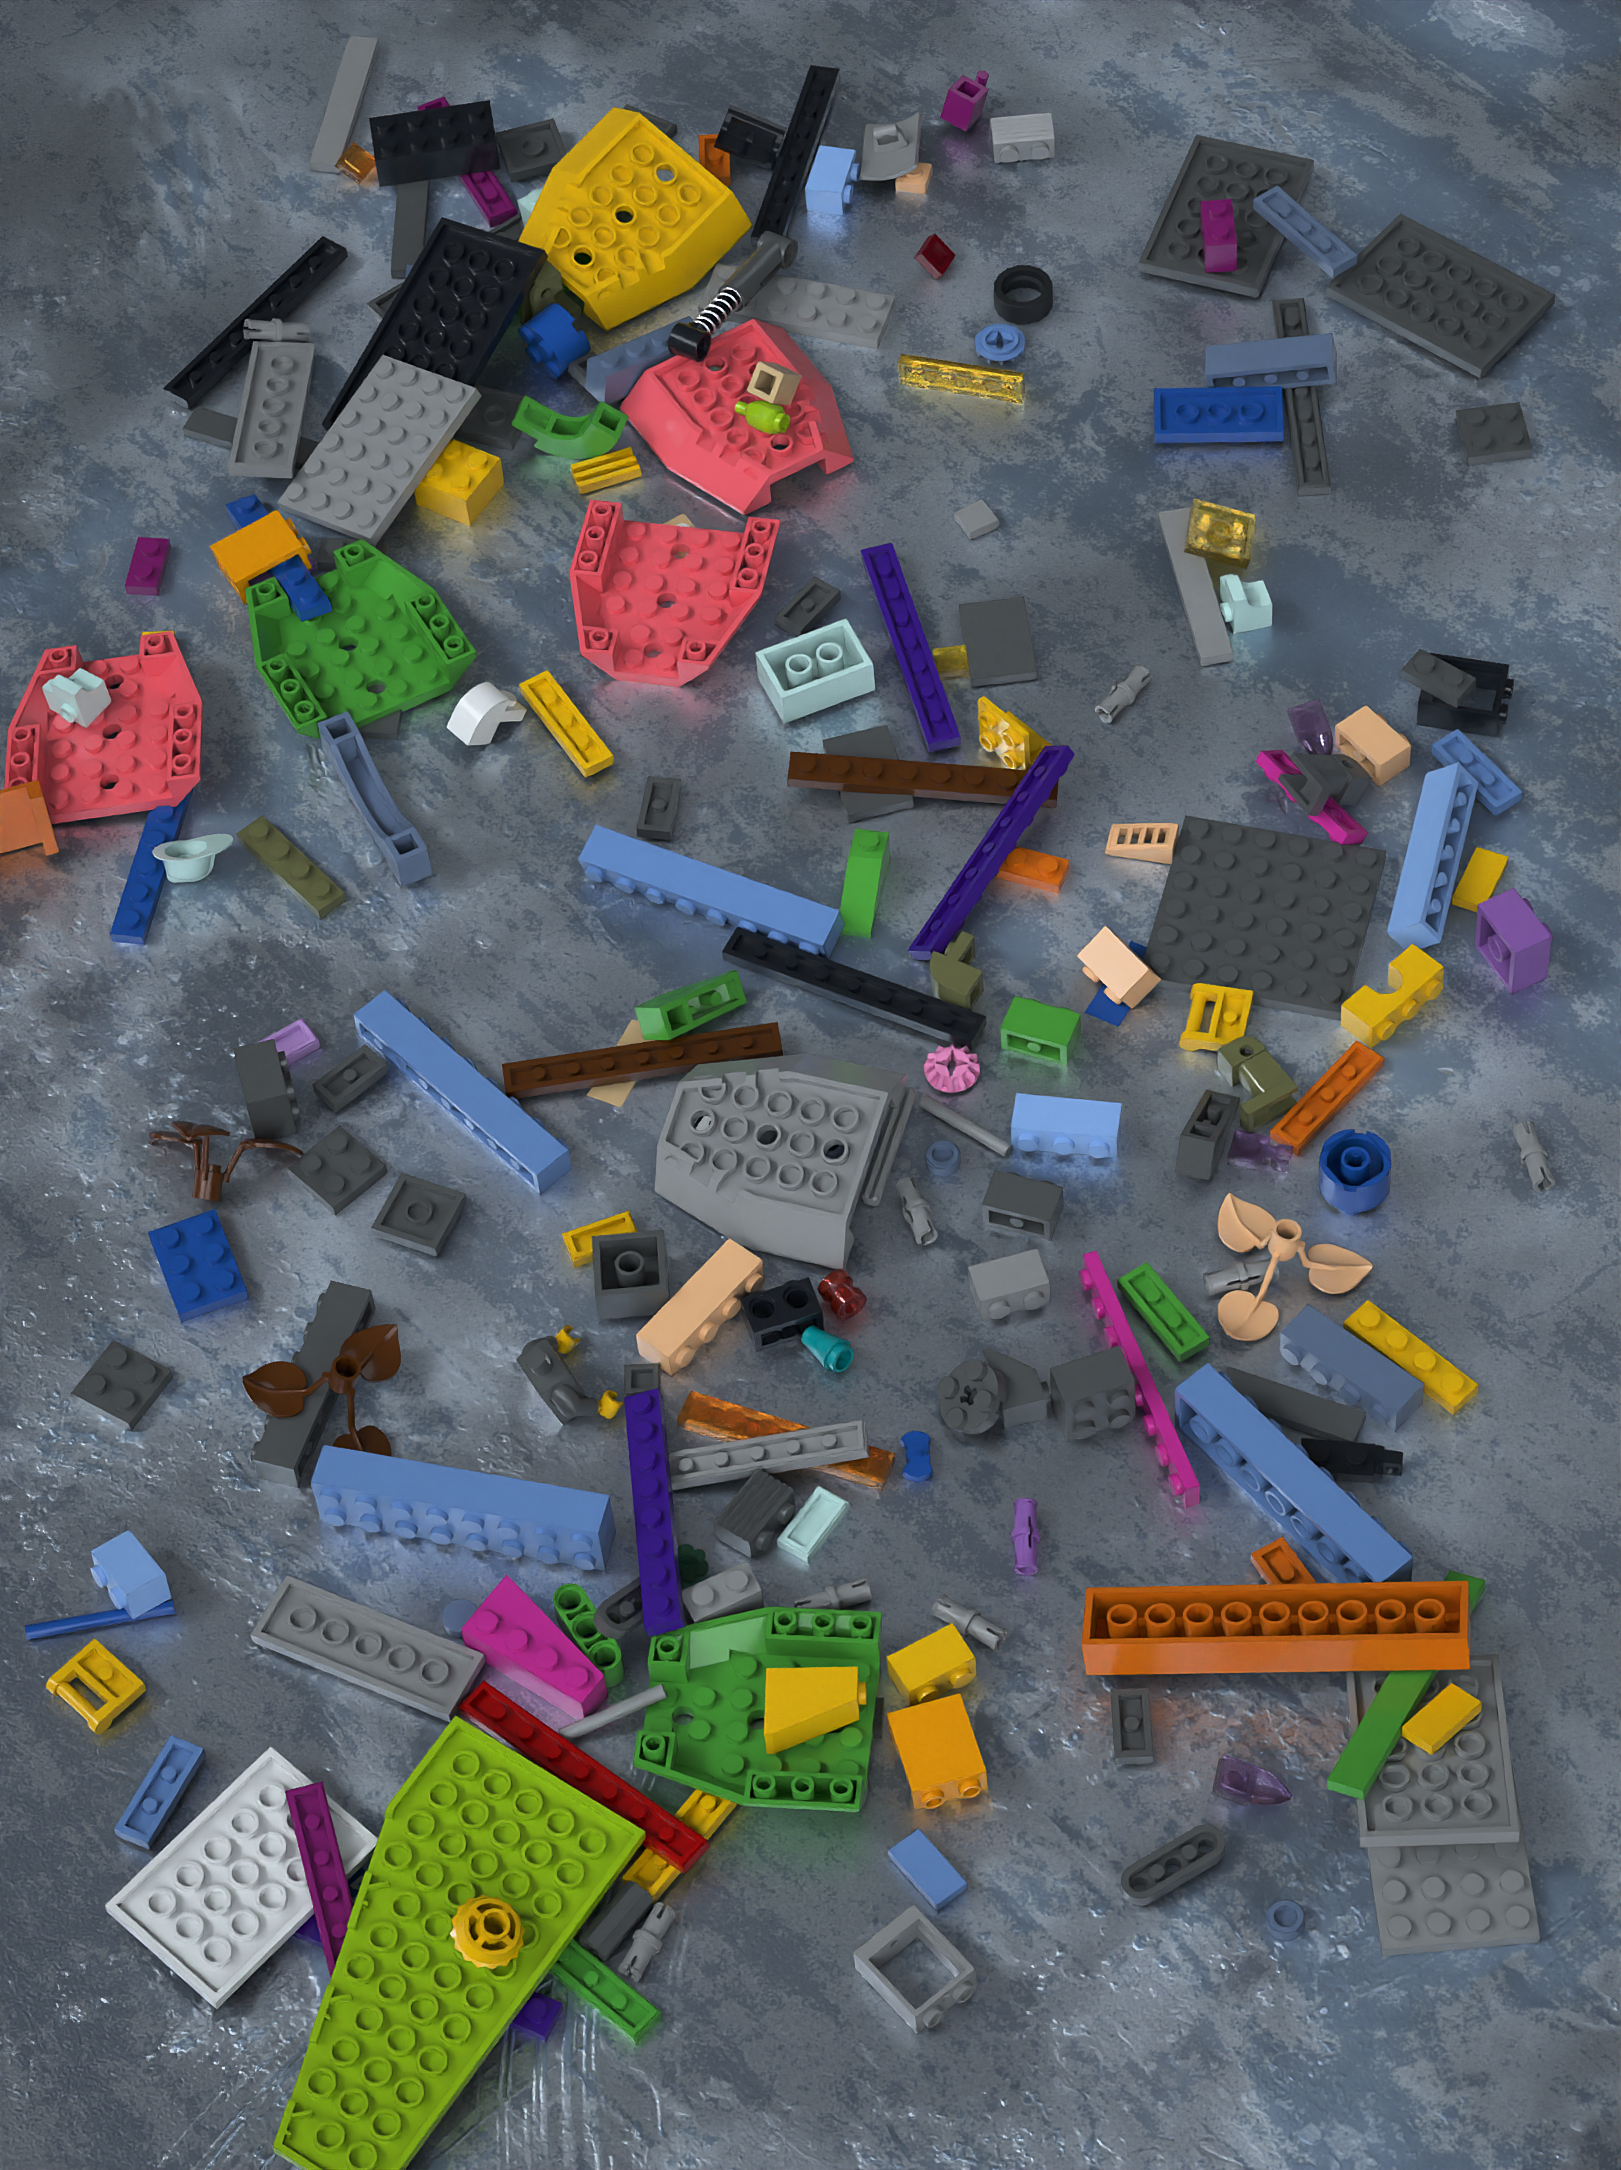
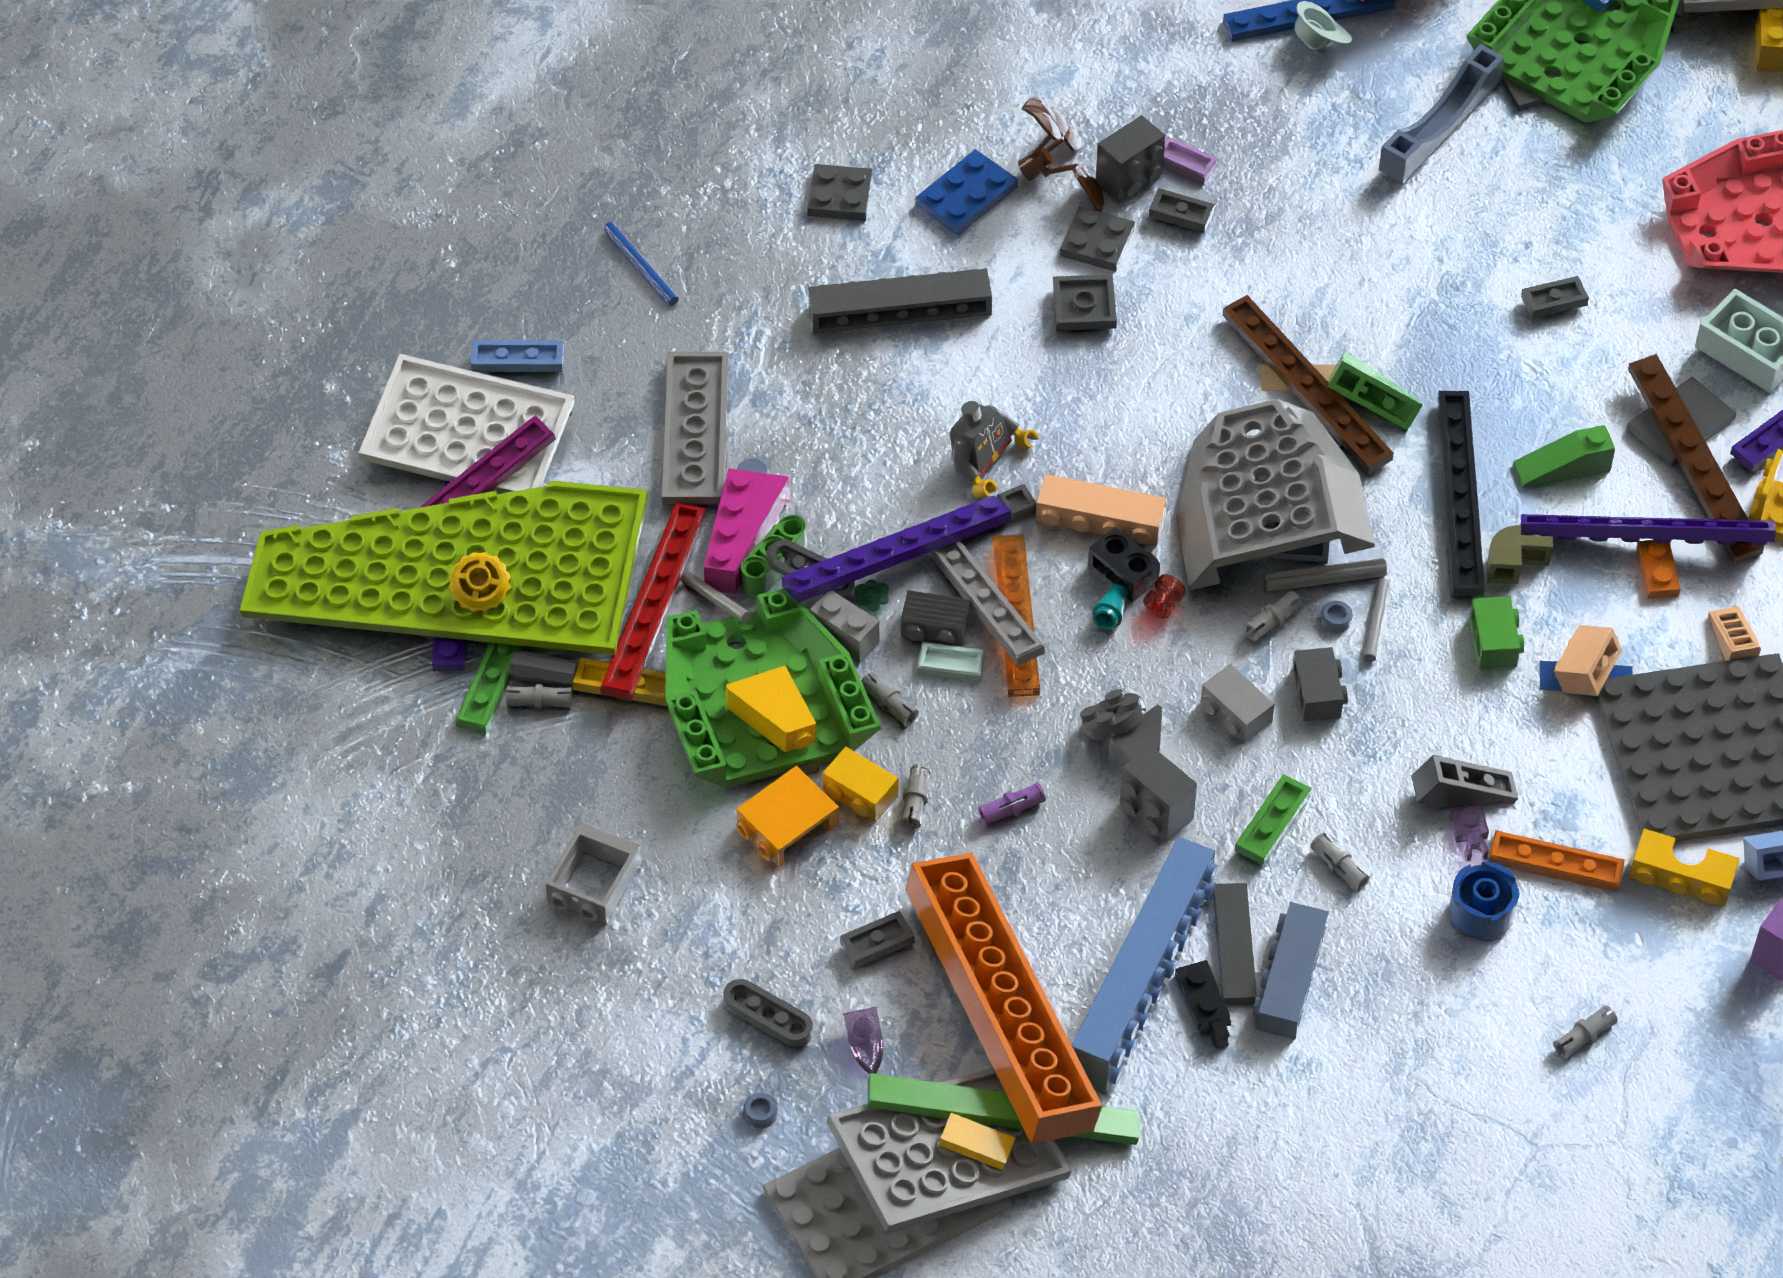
camera: 60 degrees right, 0 degrees up
(102, 1675) = (591, 287): yellow plate -> none
(130, 1575) = (678, 259): light blue brick -> none
(291, 867) = (1354, 96): olive plate -> none
(372, 1353) = (875, 273): reddish brown plant -> none
(463, 1091) = (1209, 283): medium blue brick -> none
(464, 1508) = (834, 431): medium blue brick -> none
(481, 712) = (1570, 143): white brick -> none
(566, 724) = (1597, 205): yellow plate -> none
(579, 1240) = (1131, 425): yellow tile -> none
(630, 1274) = (1100, 449): dark grey brick -> none
(710, 891) = (1491, 362): medium blue brick -> none
(917, 1456) = (1048, 706): blue piece -> none
(928, 1869) = (687, 852): medium blue tile -> none
(965, 1073) = (1421, 598): bright pink gear -> none
(1066, 1125) = (1412, 685): light blue brick -> none
(1156, 1418) = (1204, 821): dark pink plate -> none
(1228, 1018) = (1587, 759): yellow plate -> none
(1247, 1226) = (1385, 849): light nougat plant -> none
(1260, 1077) = (1539, 807): olive piece -> none
(1280, 1564) = (1073, 993): orange plate -> none
(1385, 1335) = (1332, 1013): yellow plate -> none

